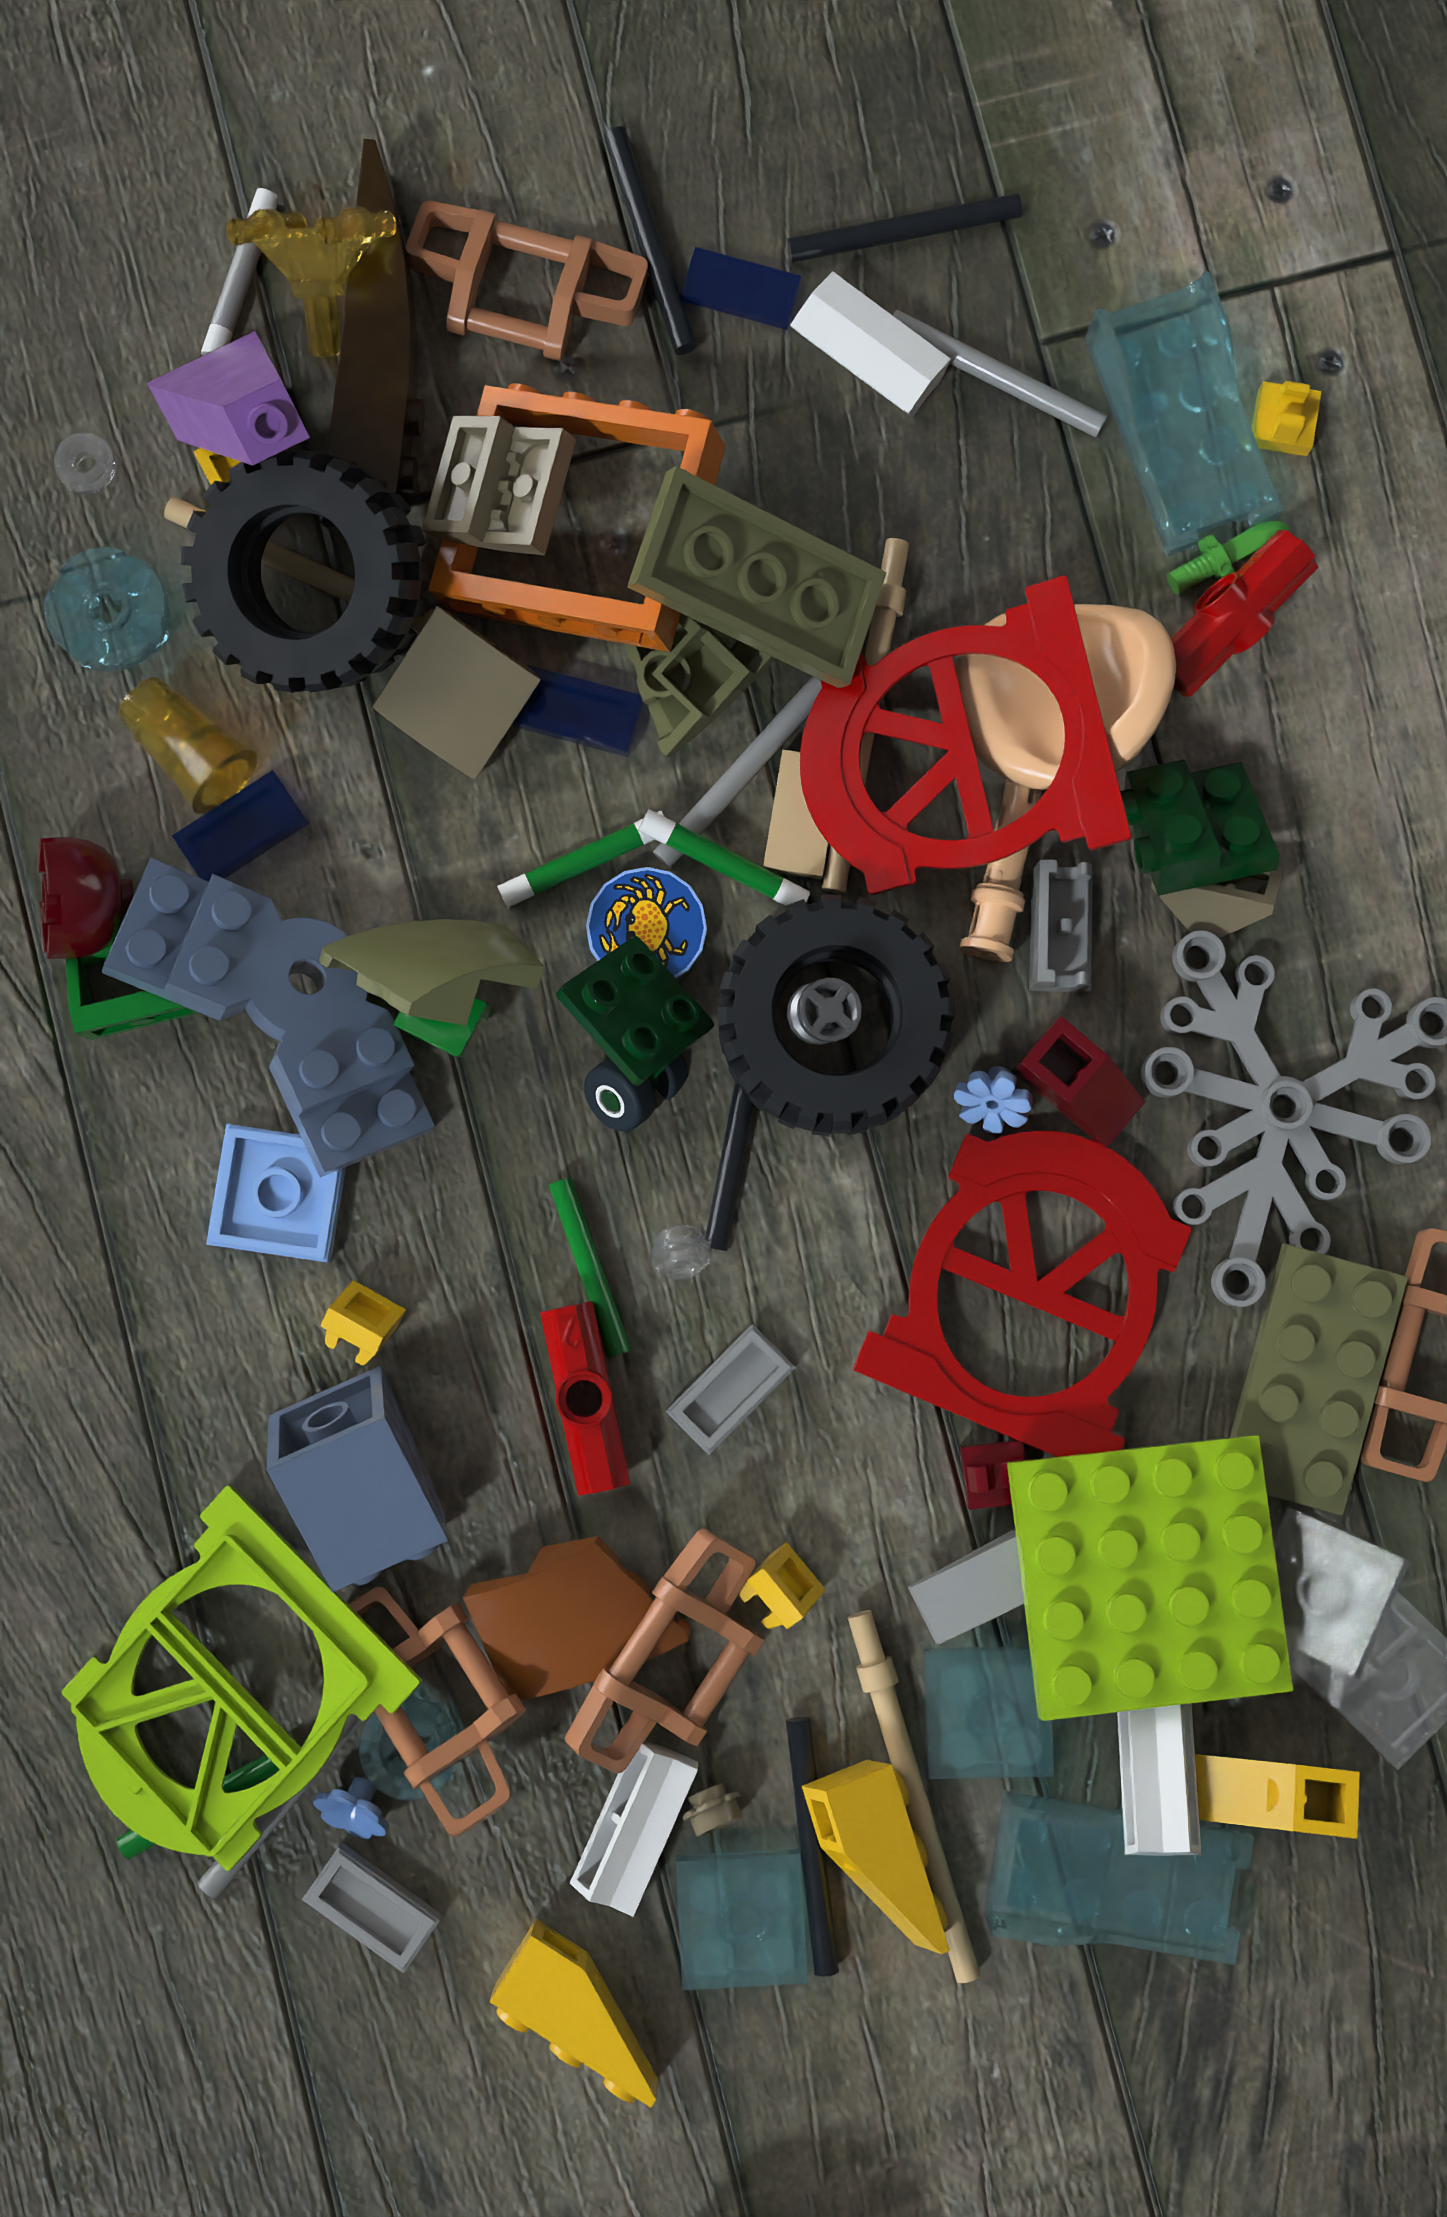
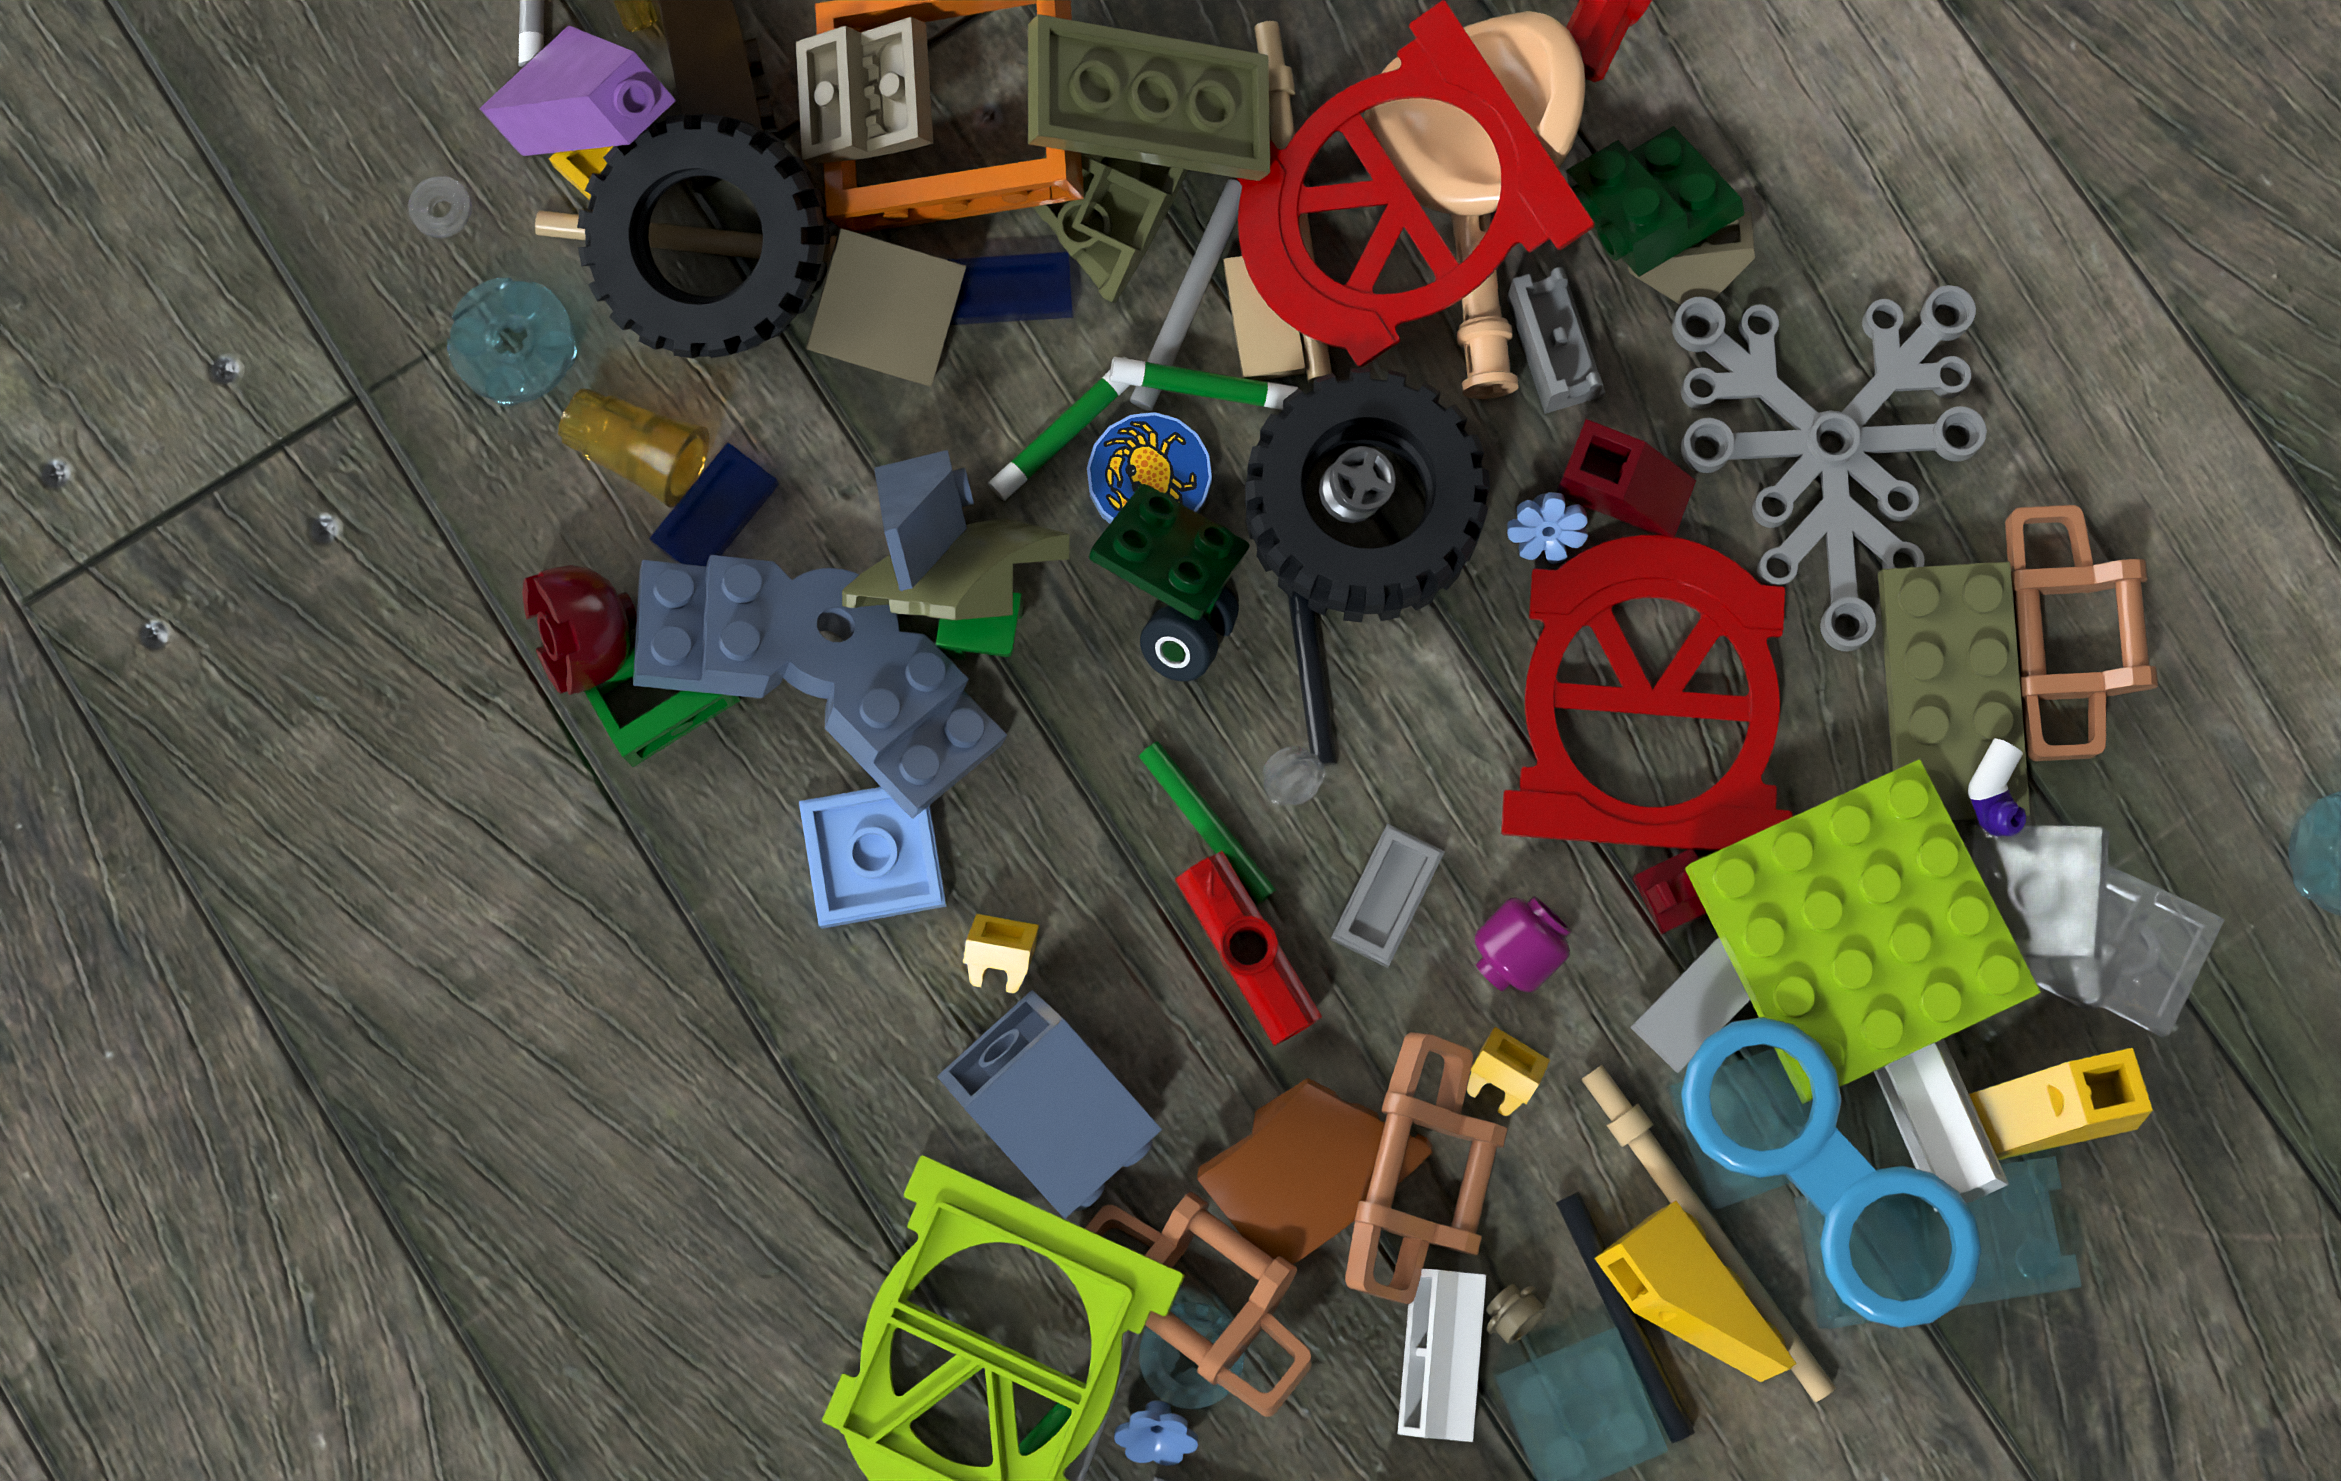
camera: 15 degrees left, 5 degrees down
(416, 899) = (921, 512): none -> sand blue slope
(835, 1478) = (1522, 944): none -> magenta head
(1040, 1798) = (1831, 1173): none -> dark azure bar
(1313, 1488) = (1990, 792): none -> arm

